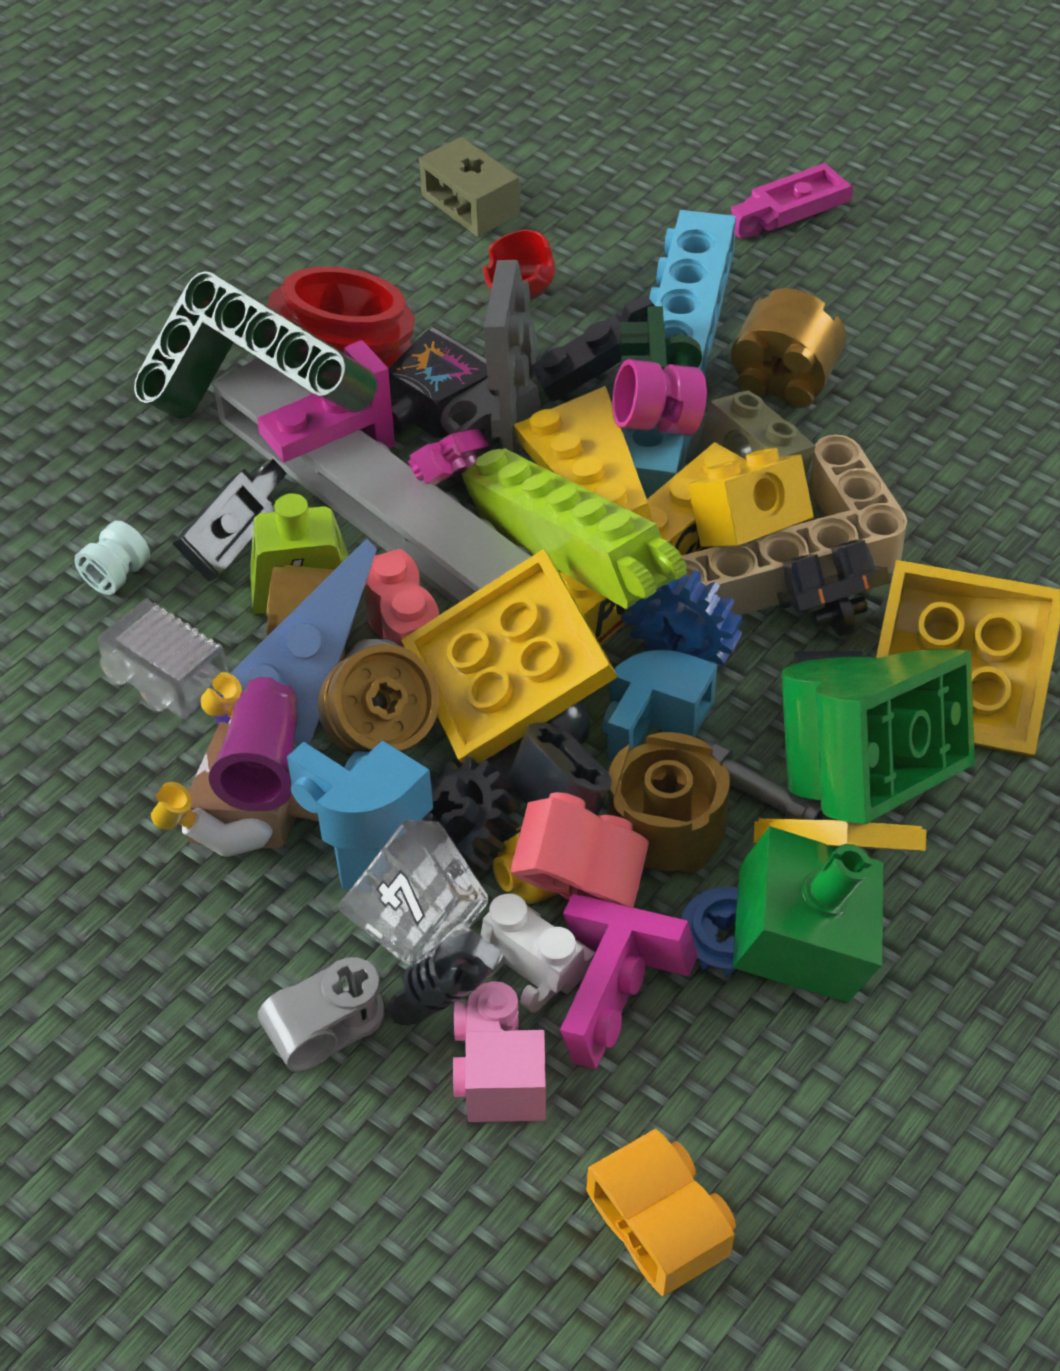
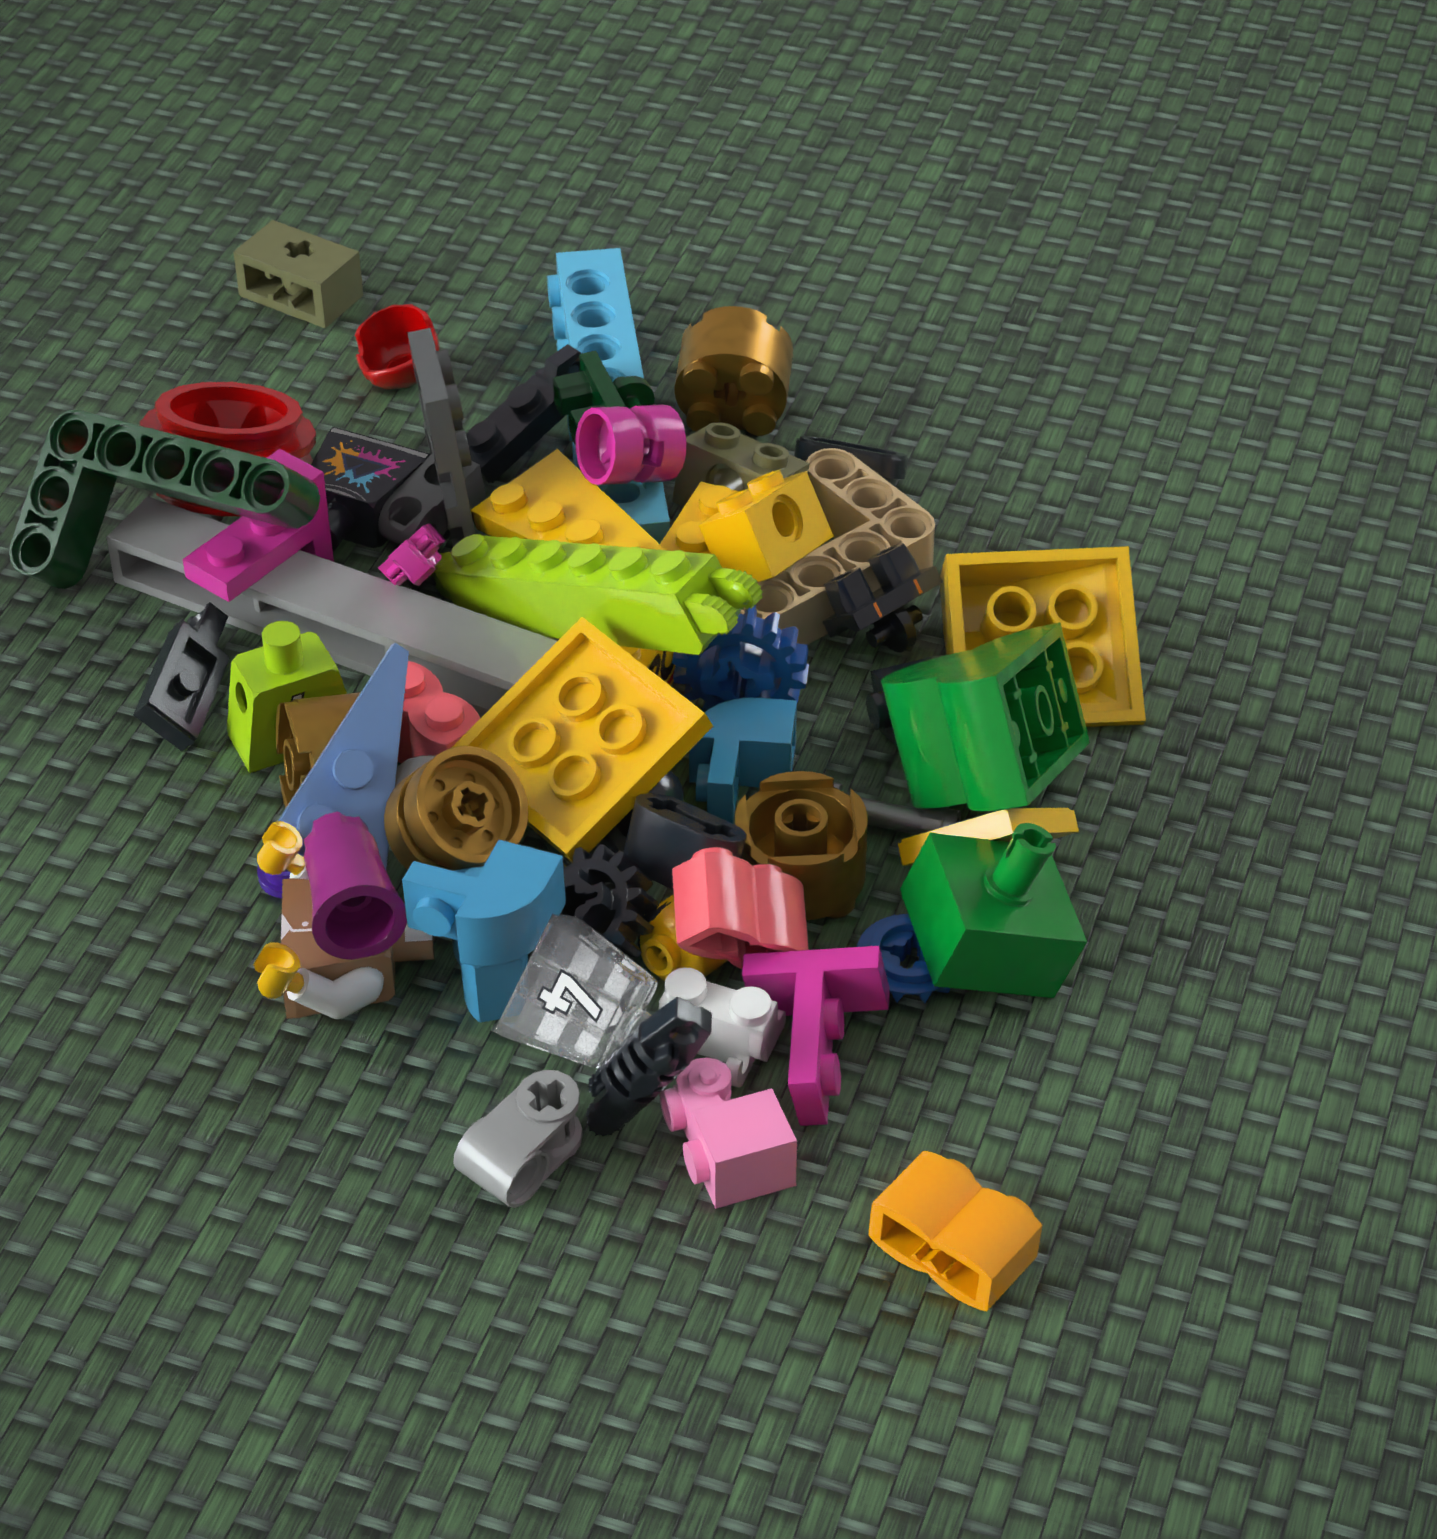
camera: 20 degrees left, 5 degrees down
(109, 560) = (66, 746): light aqua wheel -> none
(161, 658) = (176, 836): clear brick -> none
(791, 200) = (667, 221): dark pink hinge -> none
(880, 451) = (884, 462): none -> black tile

